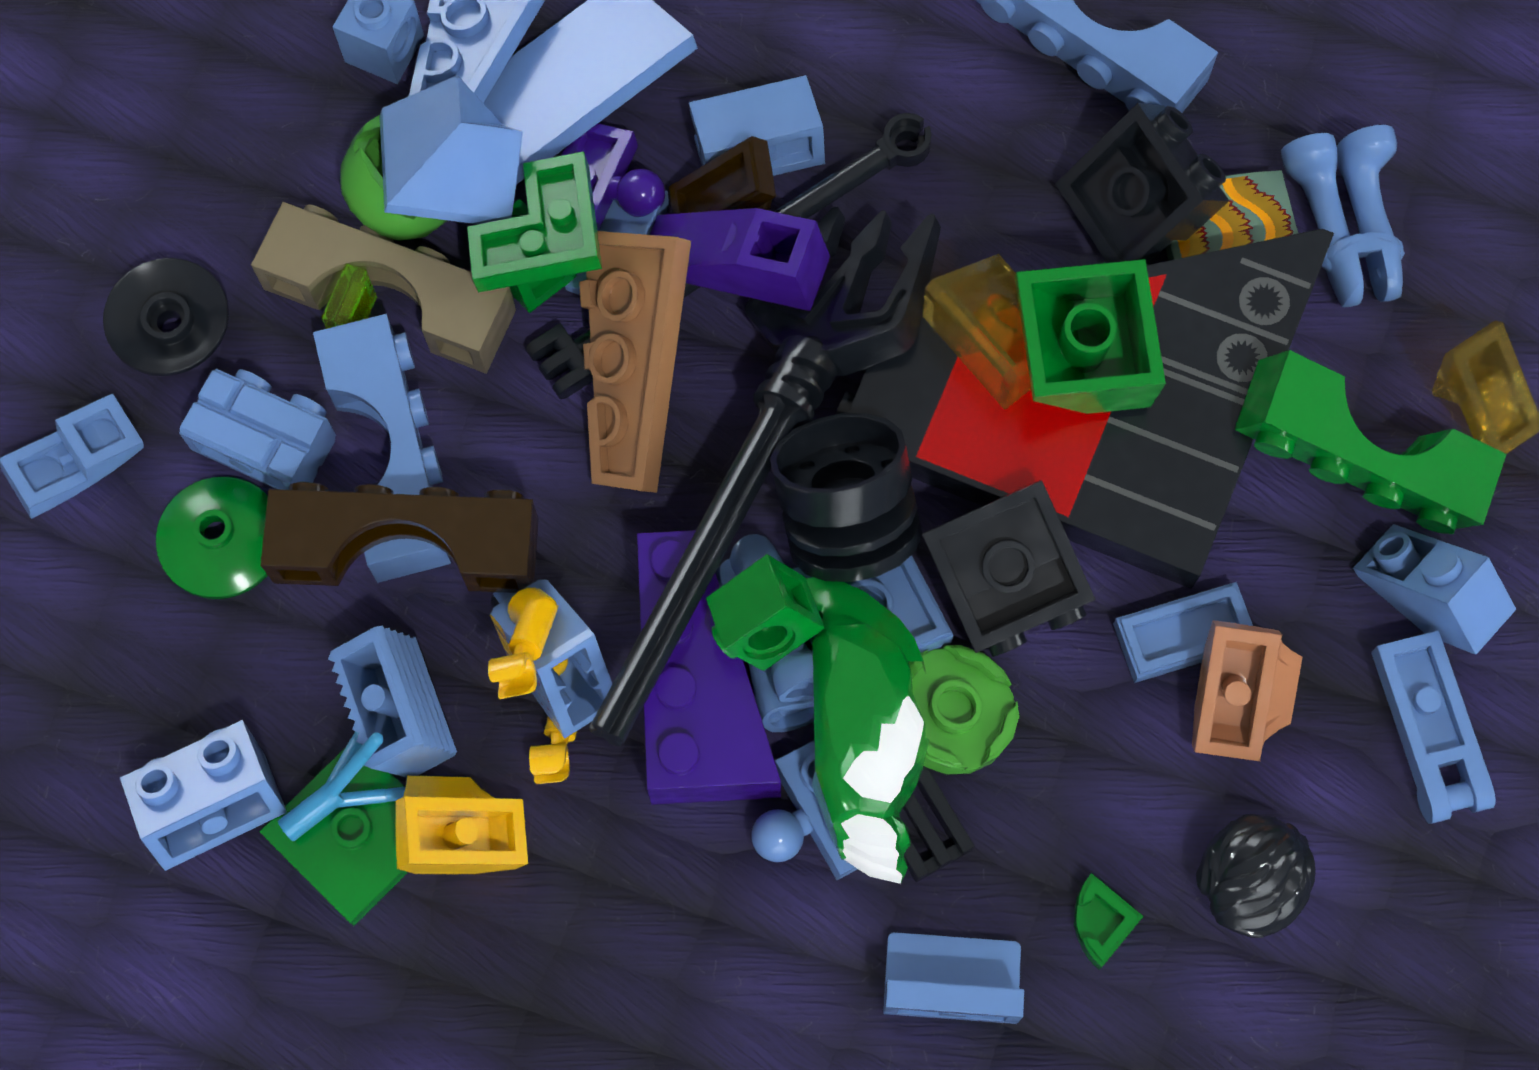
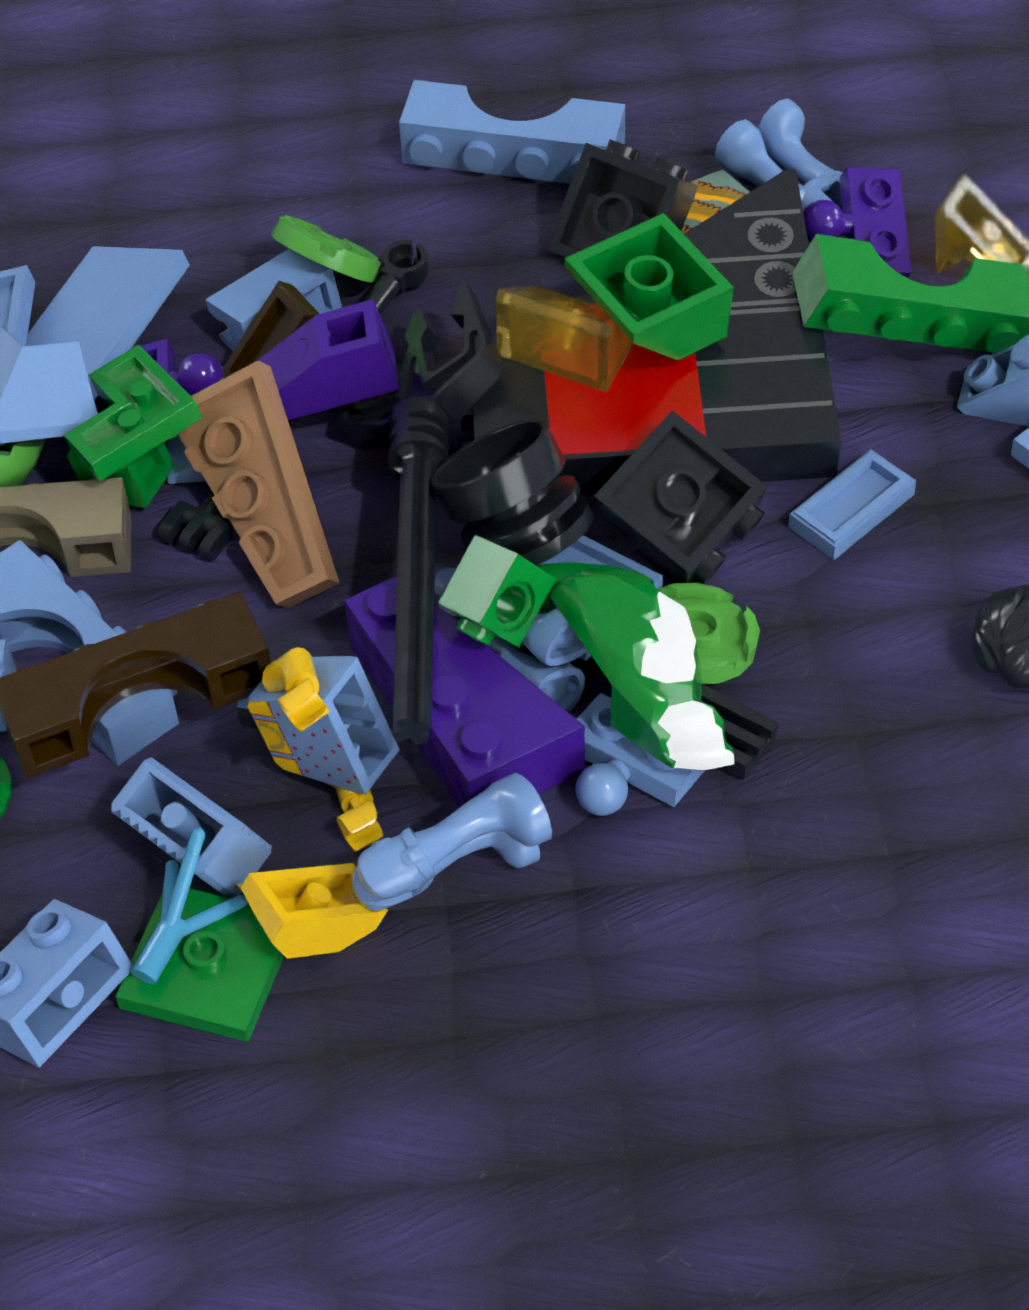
camera: 25 degrees left, 20 degrees down
(556, 843) = (501, 817): none -> medium blue piece
(829, 98) = (326, 249): none -> bright green tile
(953, 978) = (826, 834): medium blue panel -> none
(1102, 920) = (920, 734): green tile -> none
(1243, 690) = (924, 511): nougat slope -> none
(1386, 318) = (870, 213): none -> dark purple plate

